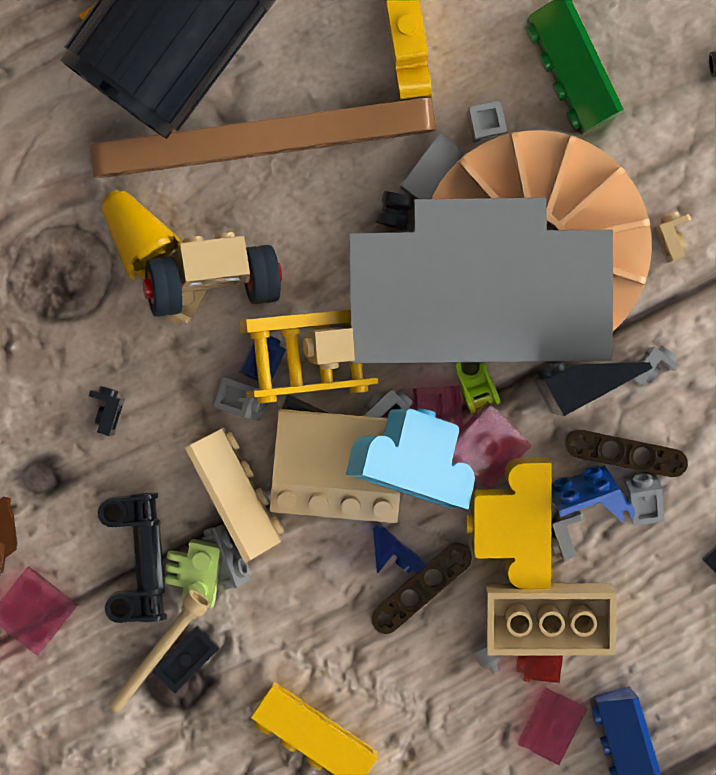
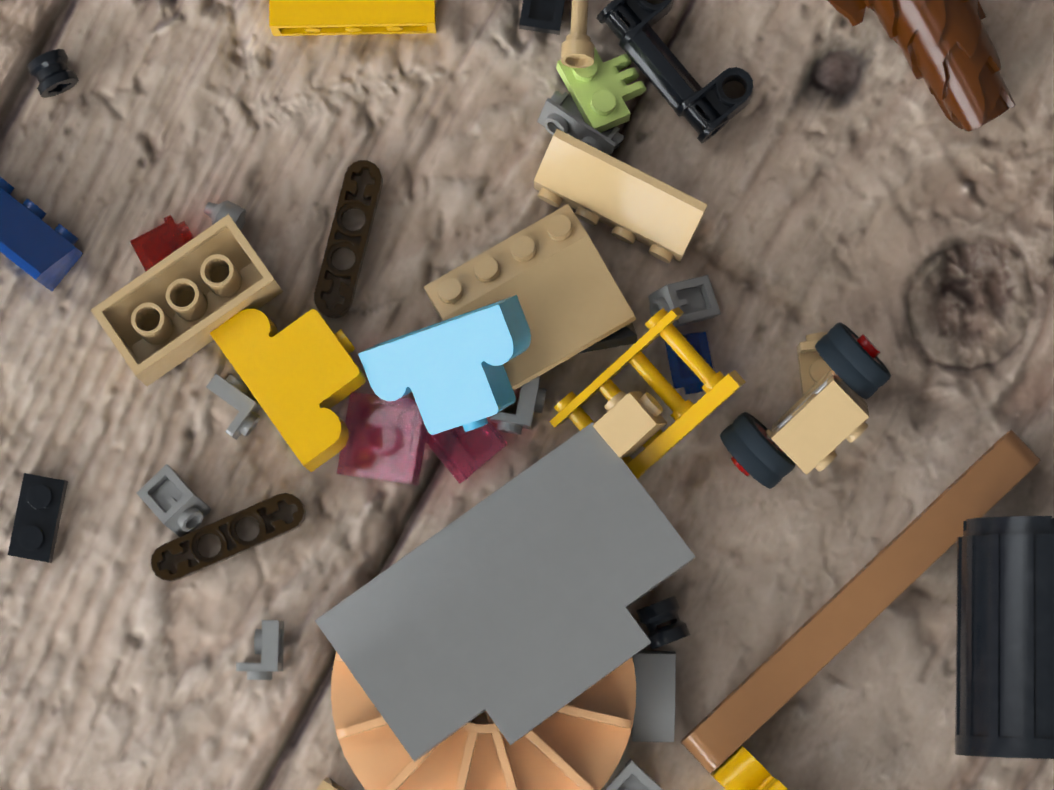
camera: 155 degrees right, 5 degrees down
(107, 416) = (811, 189): black bracket -> none
(136, 232) = (922, 401): yellow cone -> none
(387, 544) = (416, 259): clear blue slope -> none
(475, 385) = (442, 495): lime piece -> none
(552, 725) = (105, 191): clear pink plate -> none
(573, 386) = (331, 571): black slope -> none
(587, 489) = (241, 468): blue plate -> none

